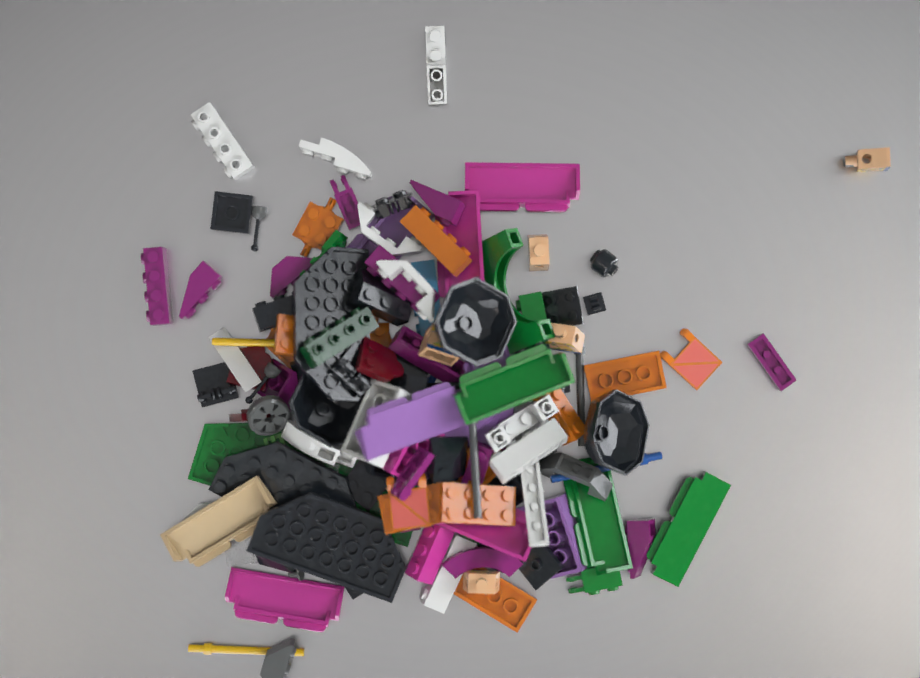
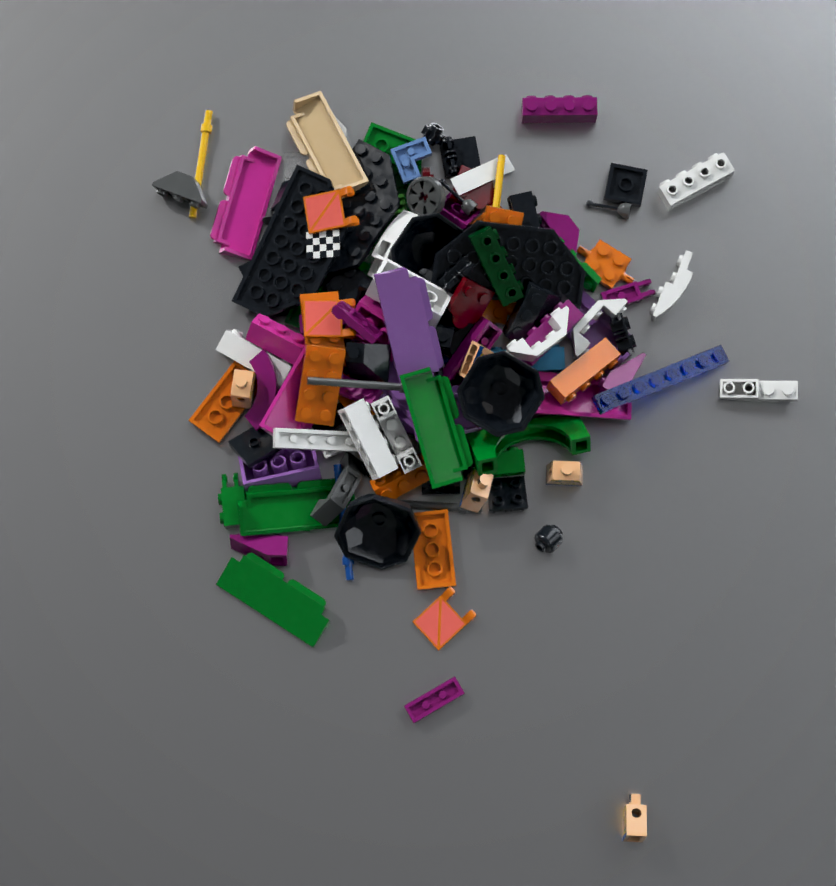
camera: 95 degrees right, 10 degrees down
(195, 413) = (433, 134): none -> black gear
(200, 283) = (556, 148): magenta slope -> none
(223, 439) = (406, 157): none -> medium blue plate
(294, 516) = (326, 211): none -> flag
(325, 516) = (323, 244): none -> sticker
(437, 163) = (660, 379): none -> clear blue plate
(524, 185) = (633, 466): dark pink slope -> none
(594, 303) = (508, 526): black tile -> none

